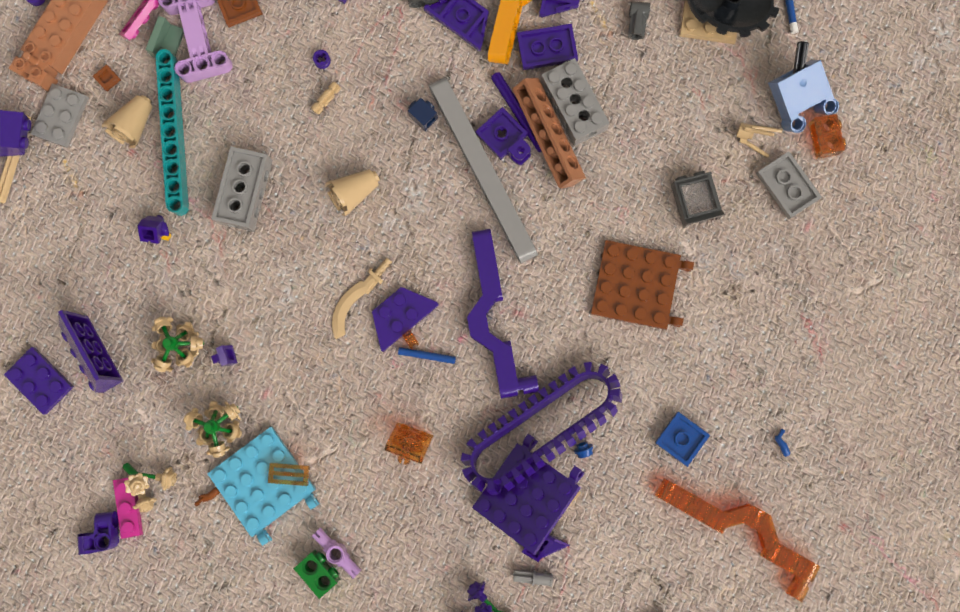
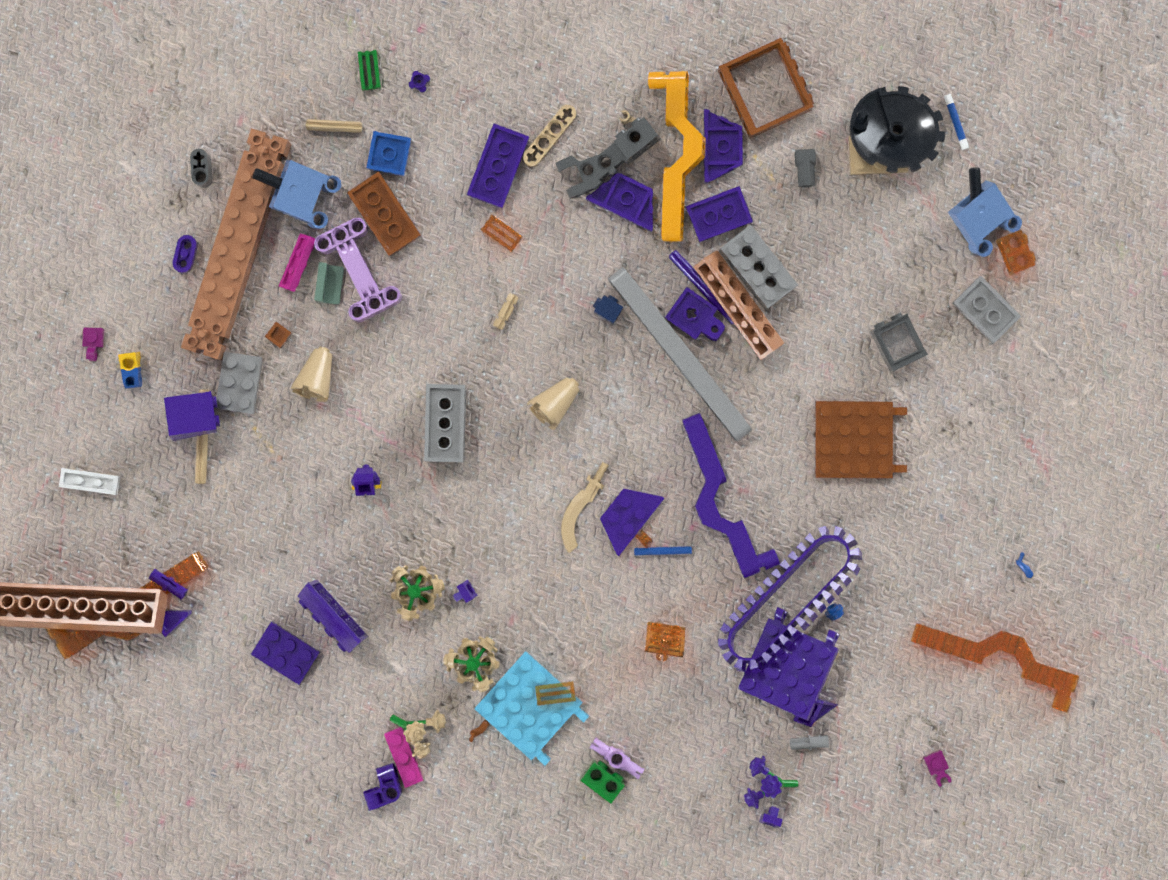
camera: 15 degrees left, 5 degrees up
(177, 139) = (353, 371): teal beam -> none
(323, 64) = (490, 266): dark purple bush -> none
(328, 15) = (489, 224): none -> clear orange tile
(682, 439) = (927, 581): blue plate -> none
(747, 131) = (934, 264): tan plant -> none

